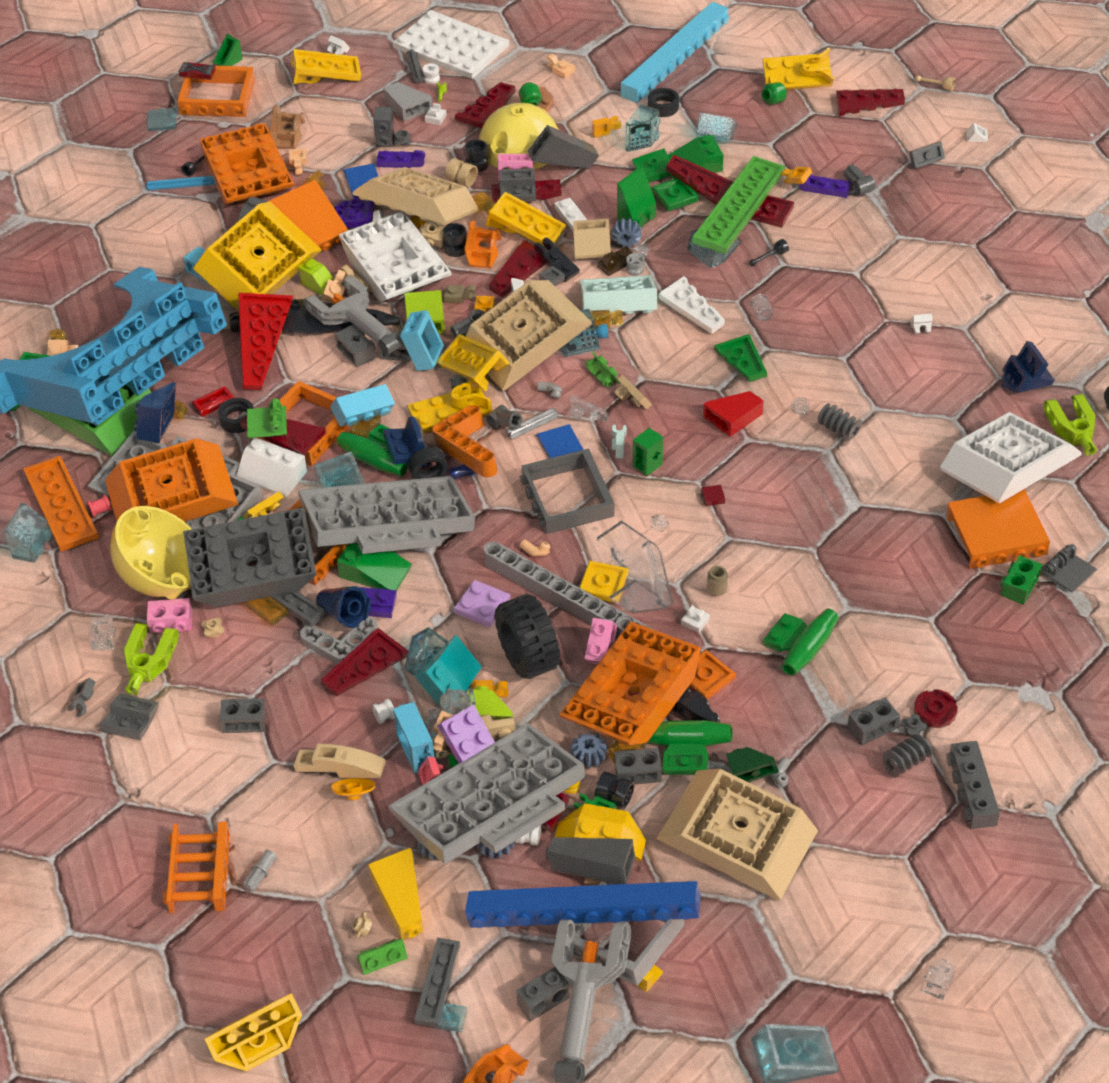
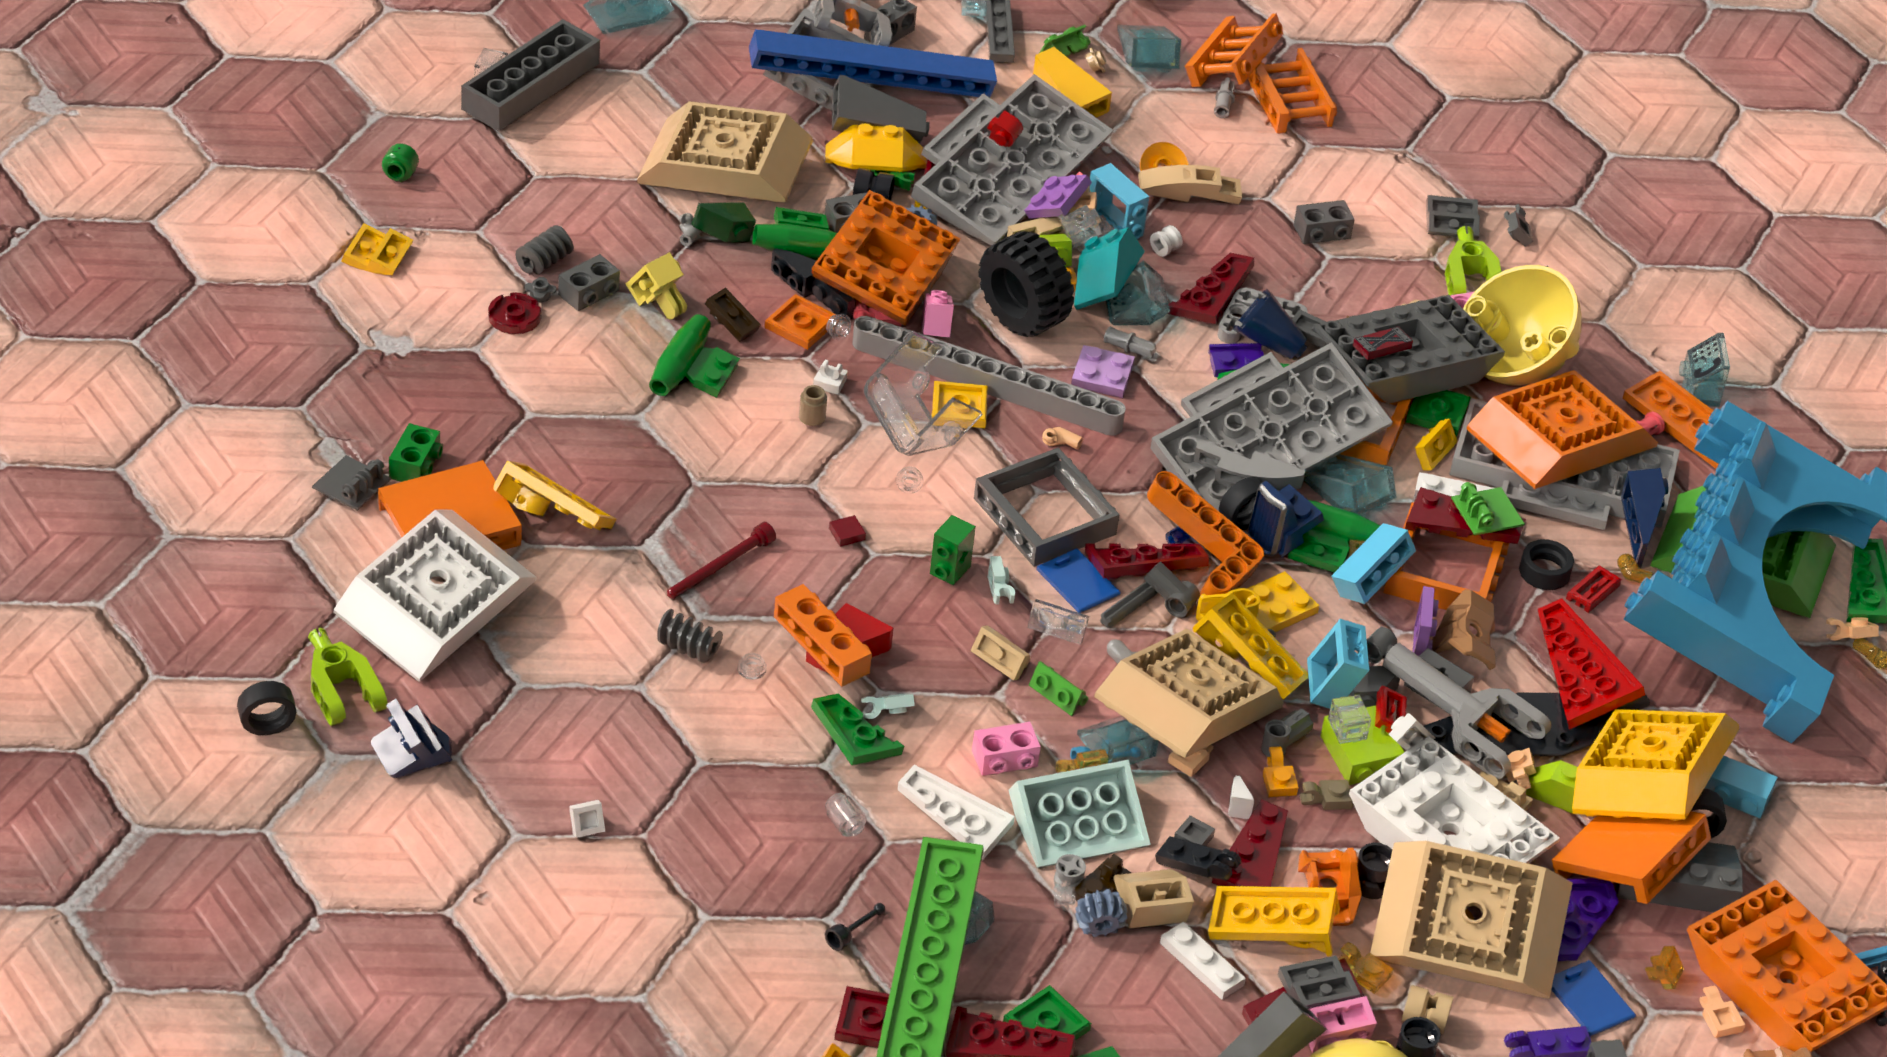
camera: 160 degrees right, 5 degrees down
(235, 927) = (1227, 37): none -> orange fence
(277, 532) = (1383, 343): none -> tile
(303, 940) = (1150, 47): none -> clear light blue slope
(330, 364) = (1454, 629): none -> medium nougat piece
(350, 367) = (1424, 624): none -> medium lavender plate
(399, 288) = (1408, 731): none -> white plate
(400, 314) = (1385, 707): none -> red tile
(413, 476) = (1234, 466): none -> light grey slope
(433, 302) = (1349, 719): none -> clear brick
(452, 621) = (1129, 342): none -> light grey axle
(491, 792) = (1005, 129): none -> red plate
(516, 447) = (1138, 561): none -> dark red wing
(635, 198) = (1103, 958): green slope -> none
(650, 334) = (1006, 748): none -> bright pink brick
(712, 370) = (895, 704): none -> light aqua plate
(755, 390) = (822, 635): none -> orange brick
(763, 674) = (732, 314): none -> dark brown hinge
(775, 494) = (761, 536): none -> dark red piece
(821, 698) = (657, 283): none -> light yellow brick
(901, 955) = (530, 75): none -> dark grey brick
(920, 519) = (535, 491): none -> yellow plate
(973, 785) = (465, 232): dark grey brick -> none
(1027, 865) = (400, 162): none -> green head
(1047, 782) = (377, 251): none -> yellow slope

